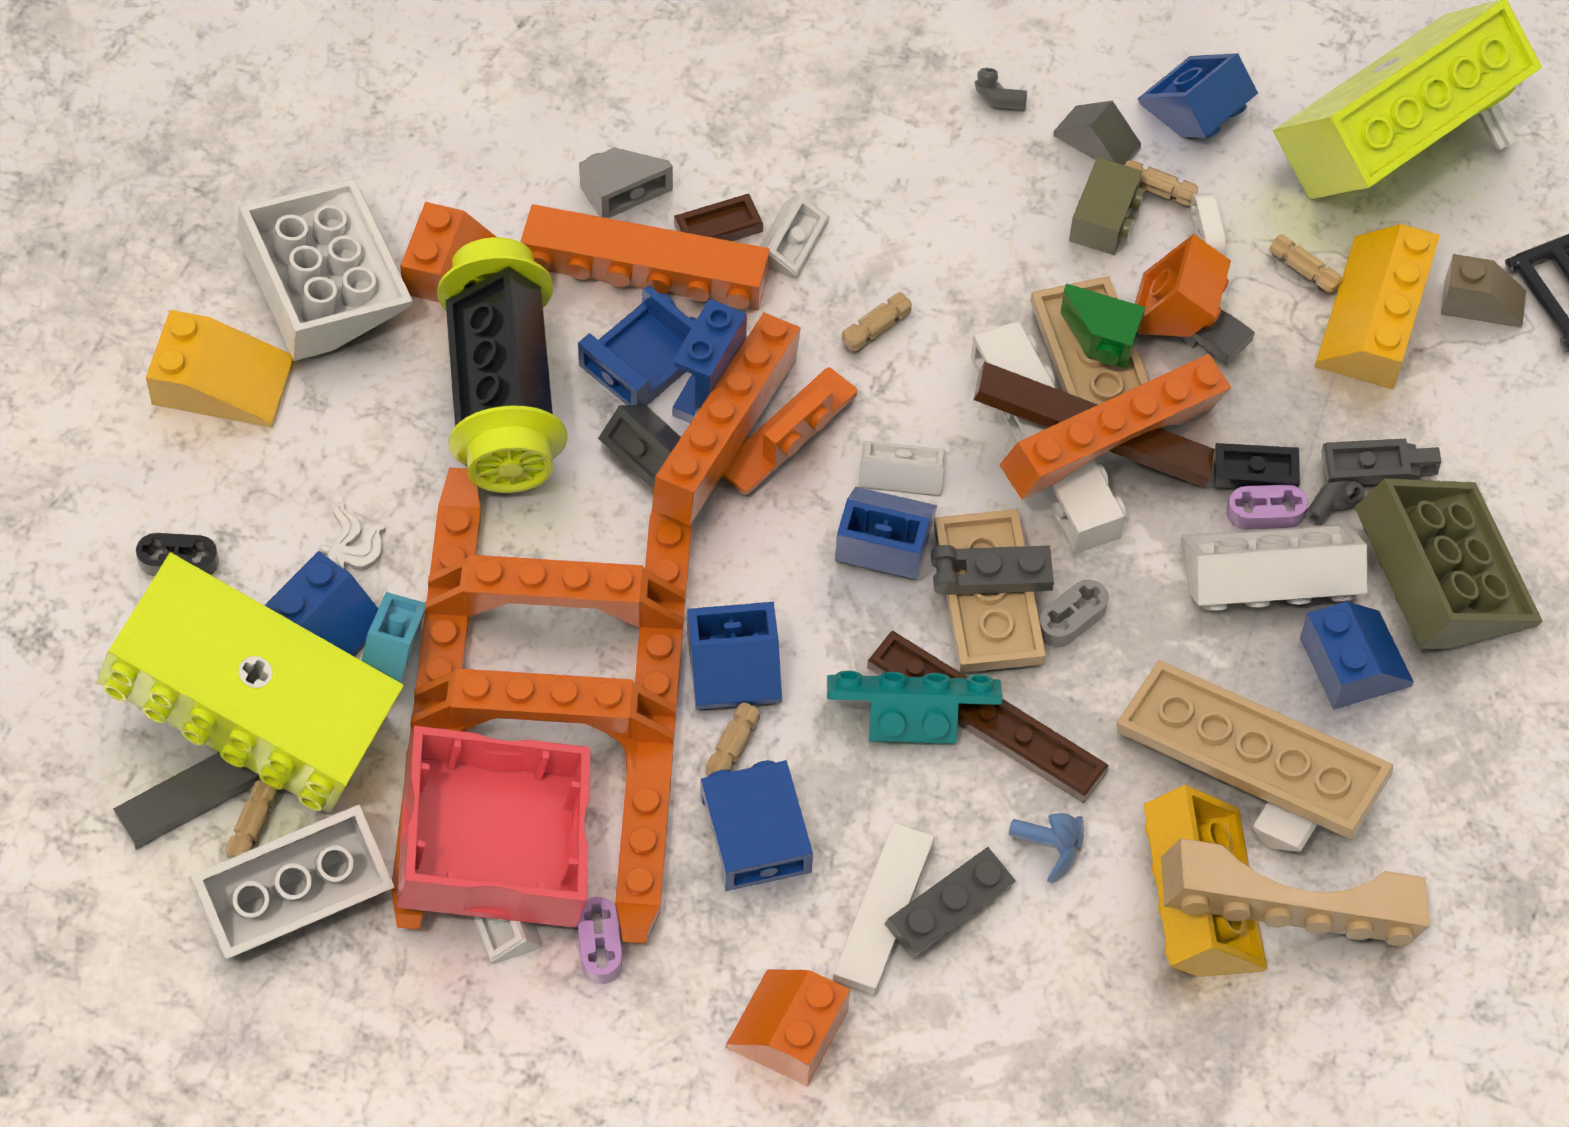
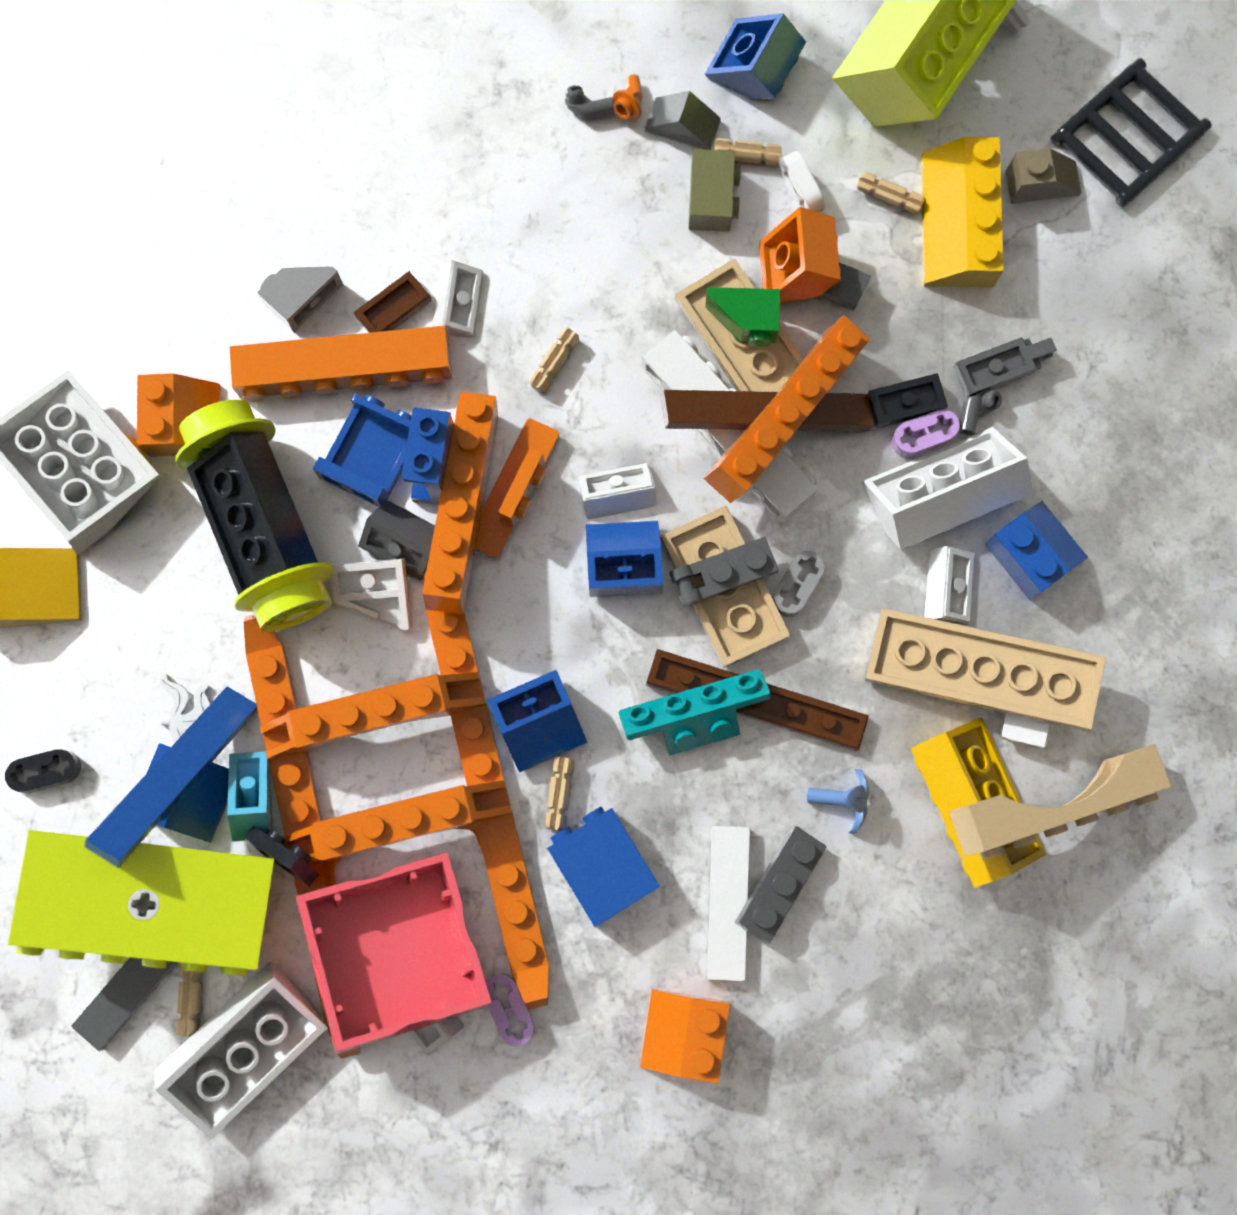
camera: 15 degrees left, 20 degrees up
(325, 574) = (170, 777): none -> blue tile
(417, 699) = (292, 860): none -> black plate
(601, 482) = (375, 589): none -> white wing
(1044, 97) = (627, 101): none -> orange plate
(1248, 660) = (949, 585): none -> white slope
(1446, 562) = (1085, 441): olive slope -> none

